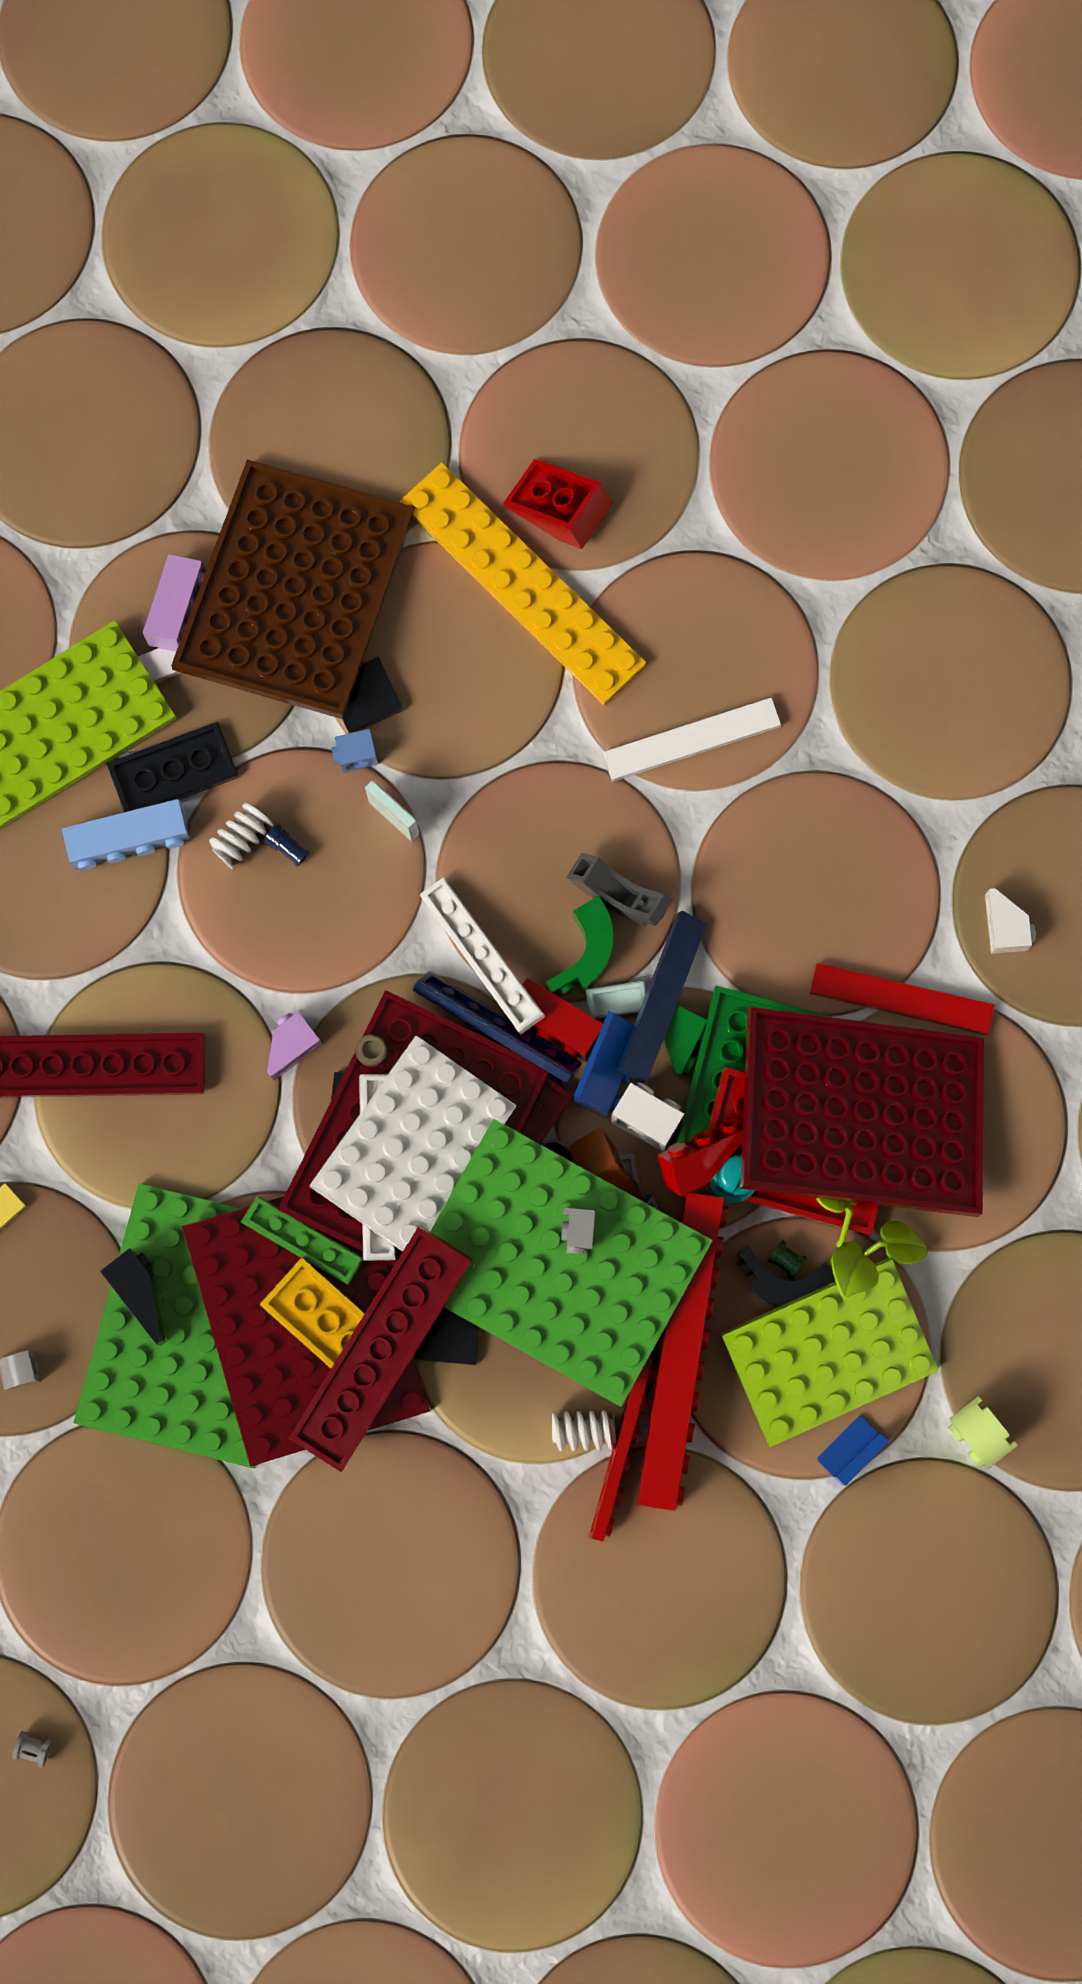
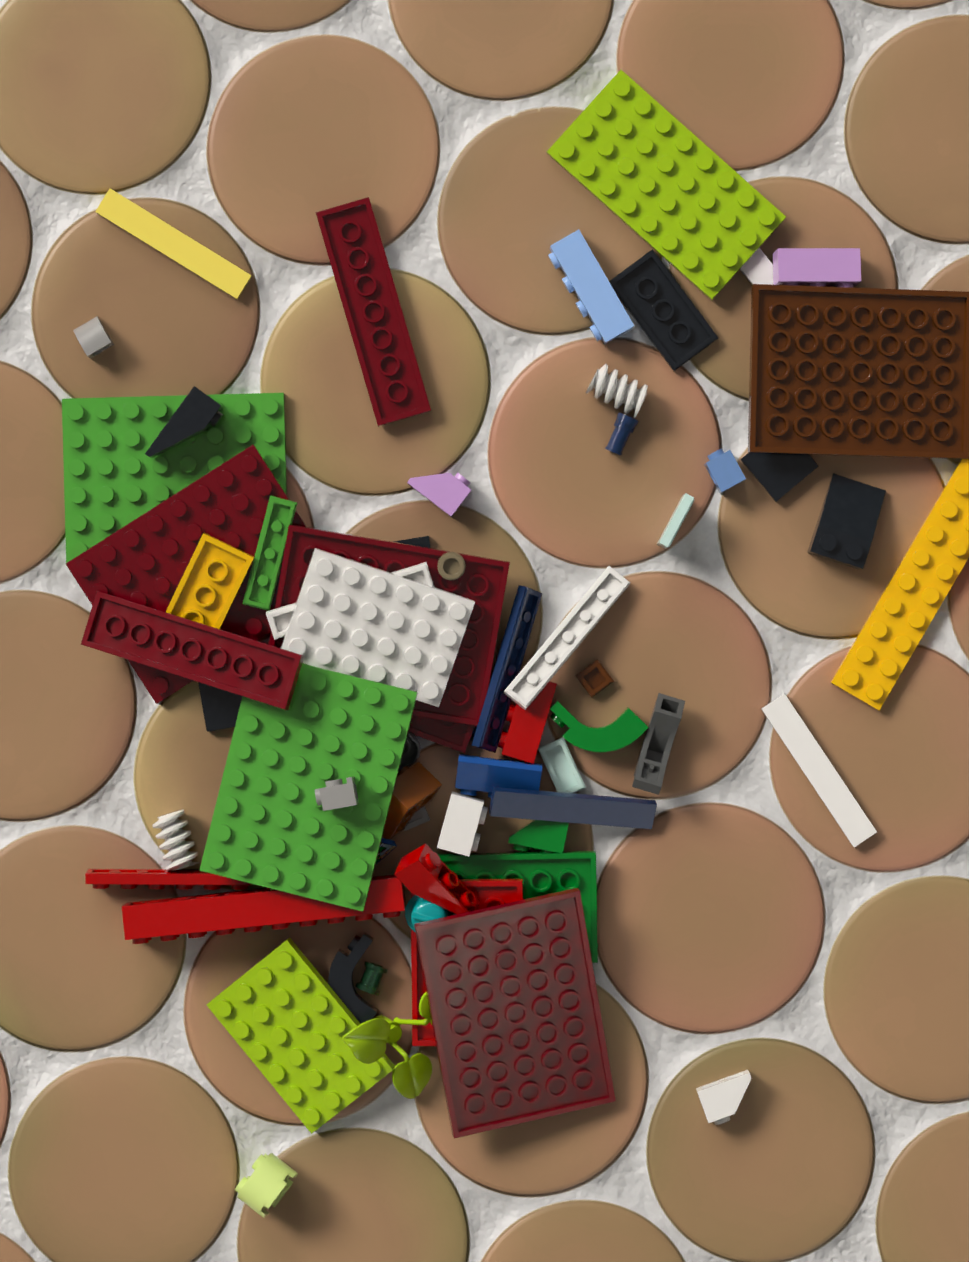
camera: 75 degrees right, 10 degrees up
(445, 644) = (847, 522): none -> black slope
(533, 941) = (594, 678): none -> reddish brown tile
(852, 1451) = (222, 1076): blue panel -> none
(902, 999) = (631, 1019): red tile -> none

